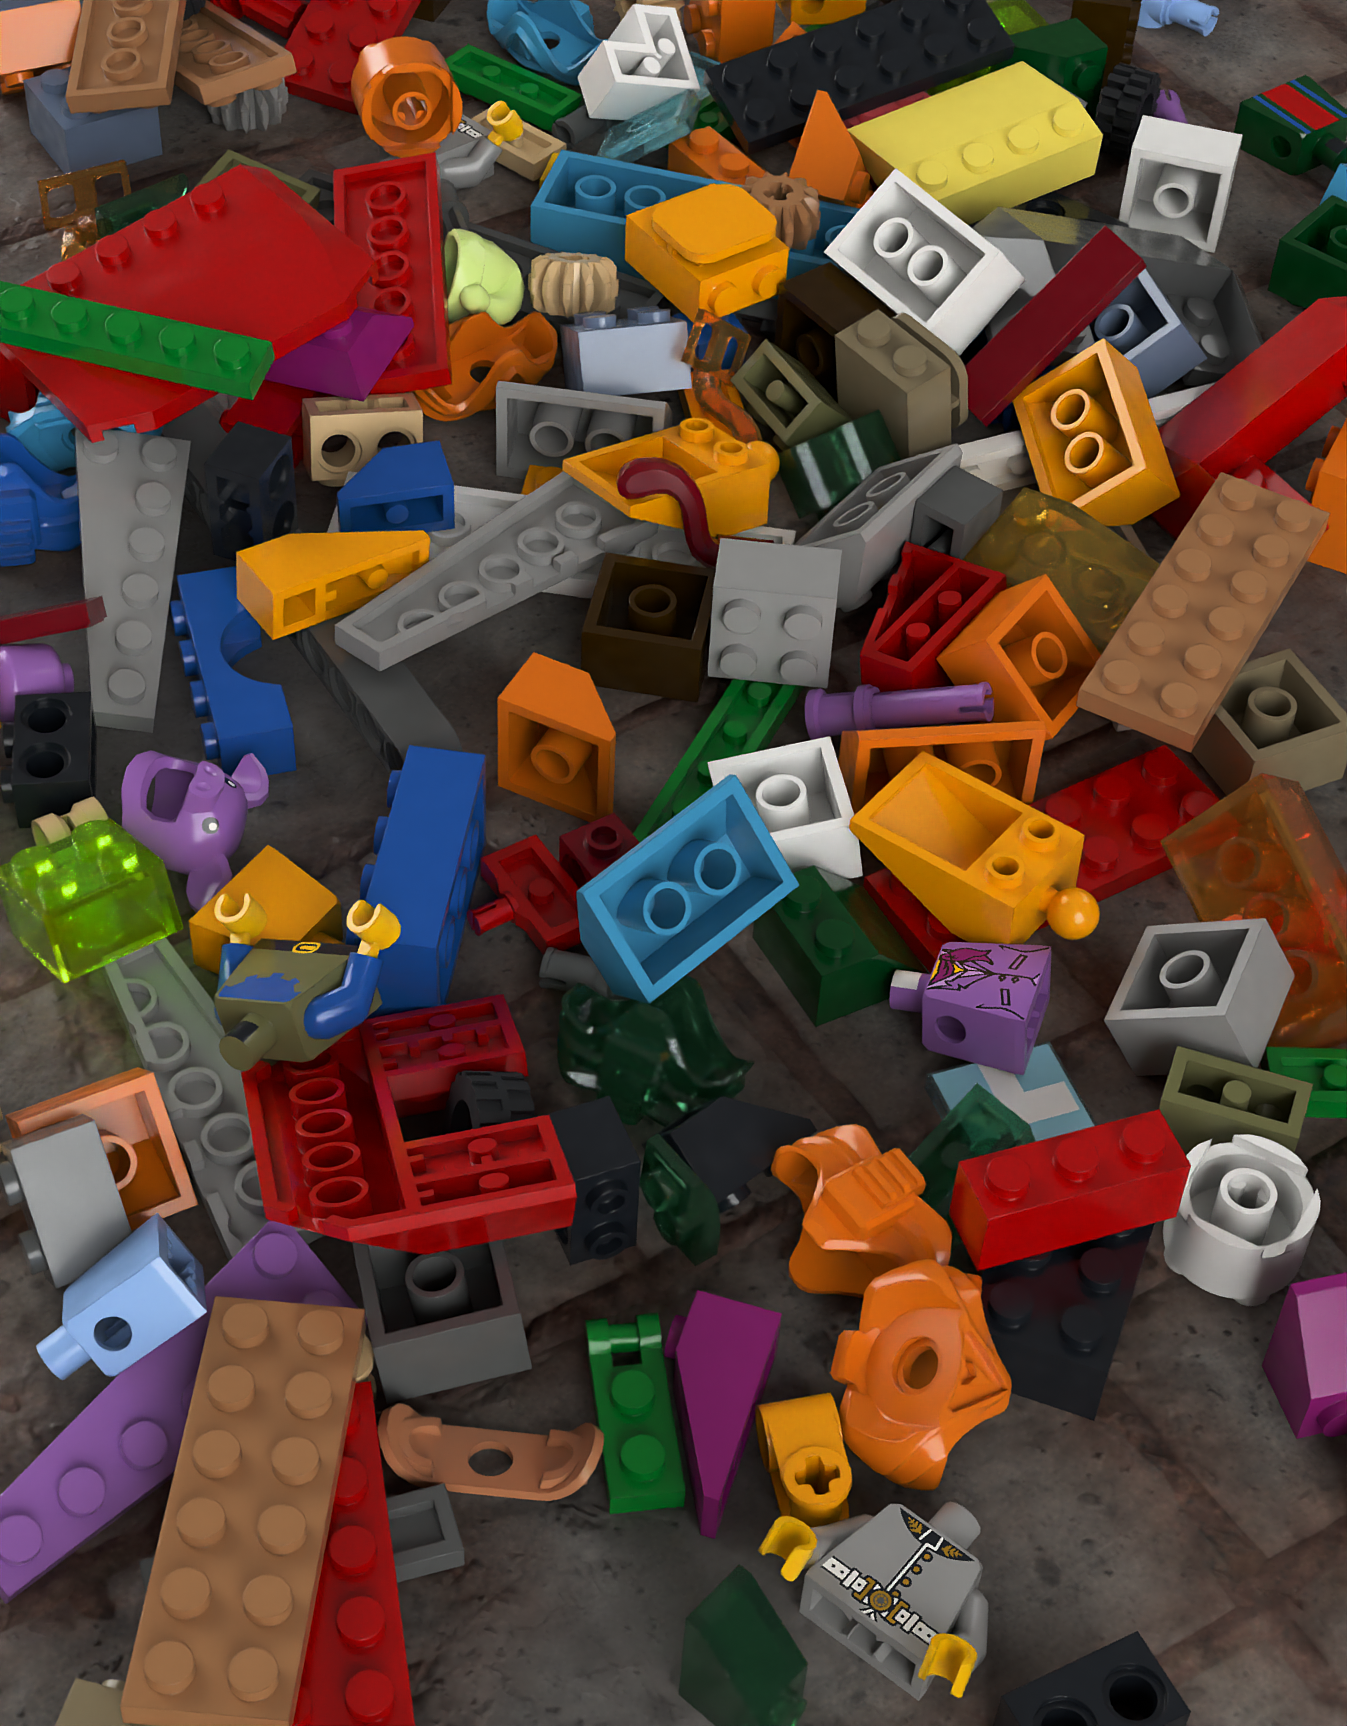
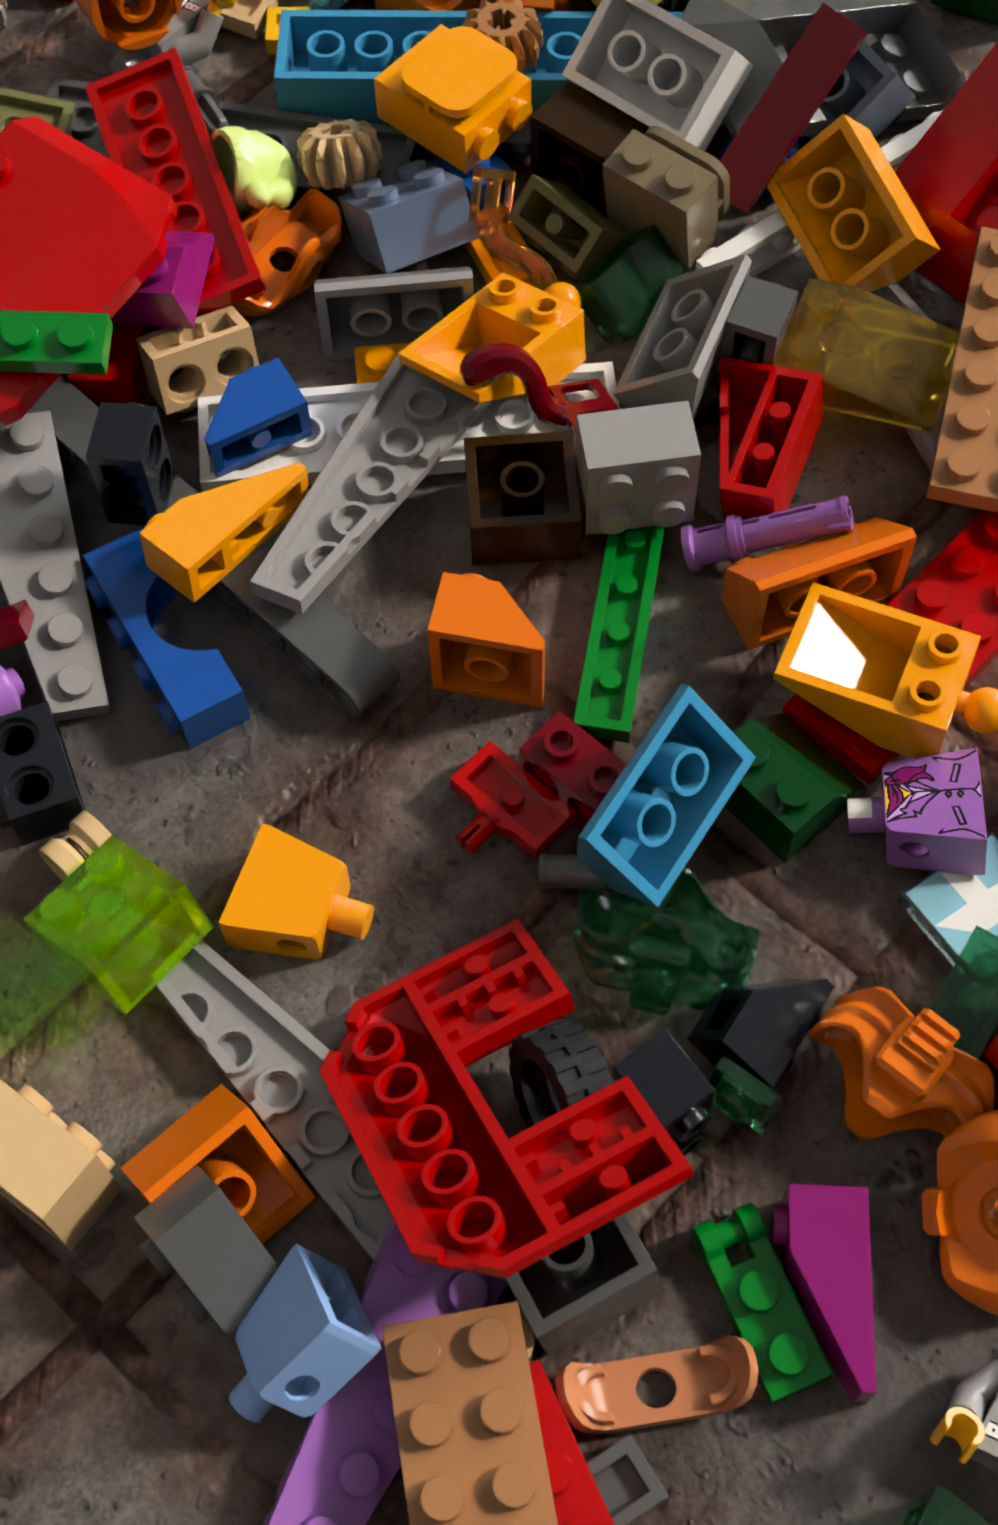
camera: 10 degrees left, 15 degrees up
(194, 815) = (183, 810): medium lavender piece -> none
(295, 995) = (340, 982): torso -> none
(426, 872) = (409, 831): blue brick -> none
(800, 802) = (711, 651): white slope -> none
(805, 1458) = (923, 1308): light orange piece -> none
(1028, 654) = (861, 449): orange brick -> none

